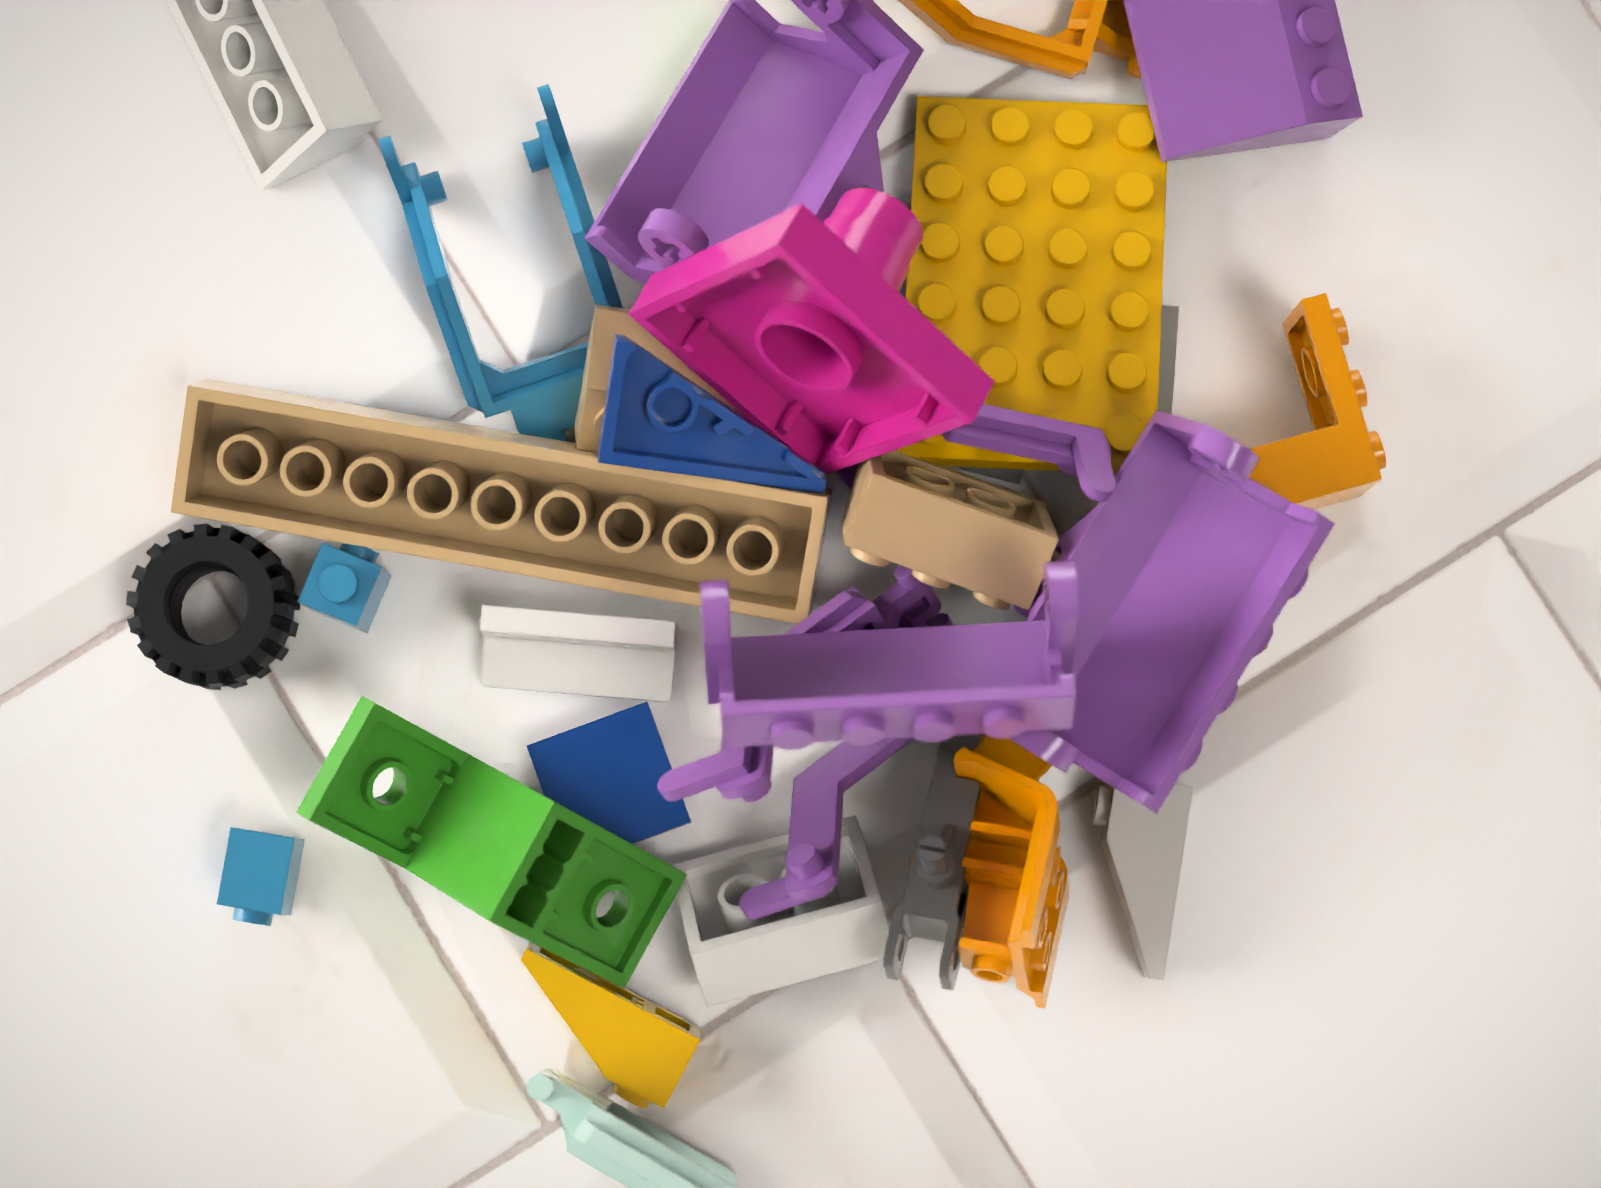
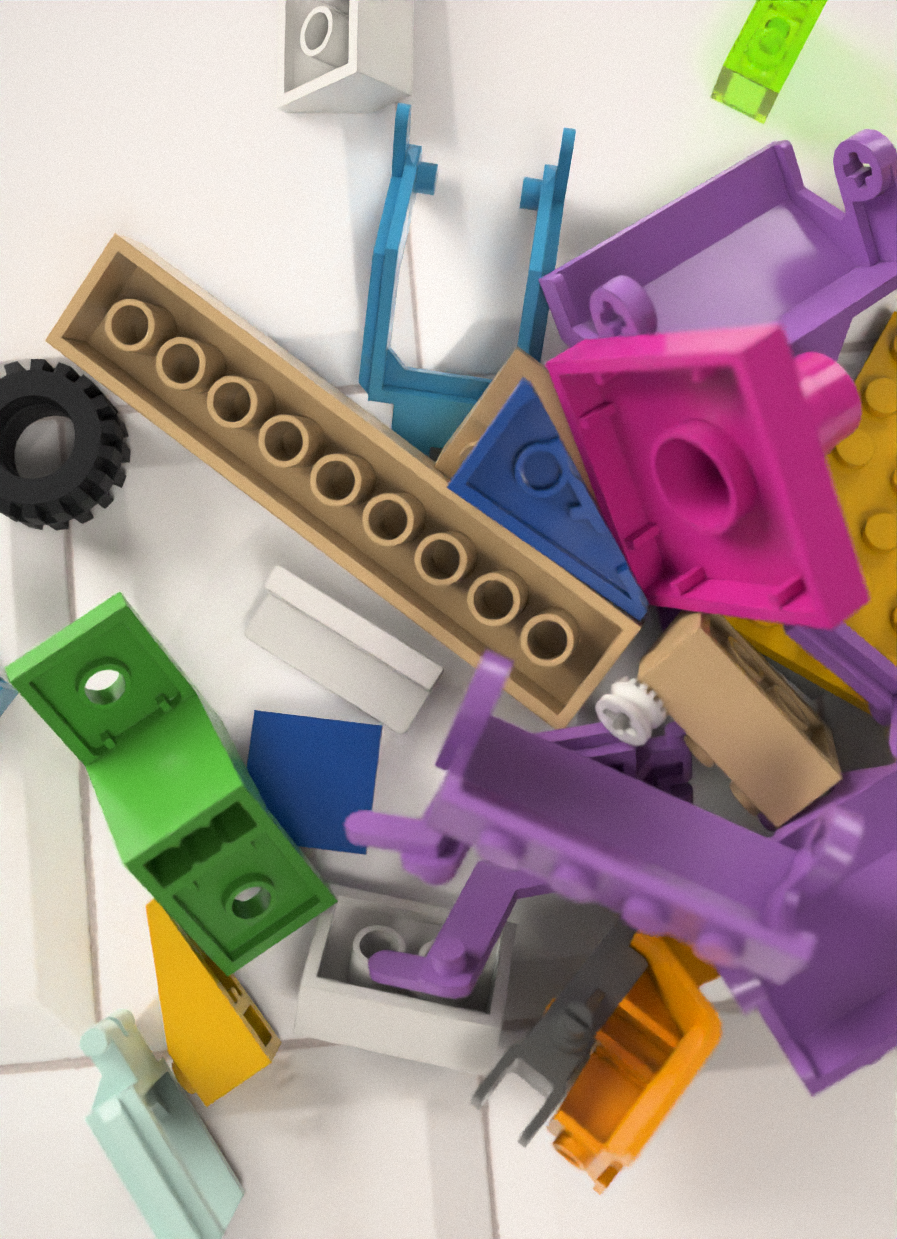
camera: 25 degrees right, 0 degrees up
(346, 585) = (168, 485): dark azure brick -> none
(852, 574) = (630, 711): none -> white bush
(1145, 866) = (754, 1116): white slope -> none

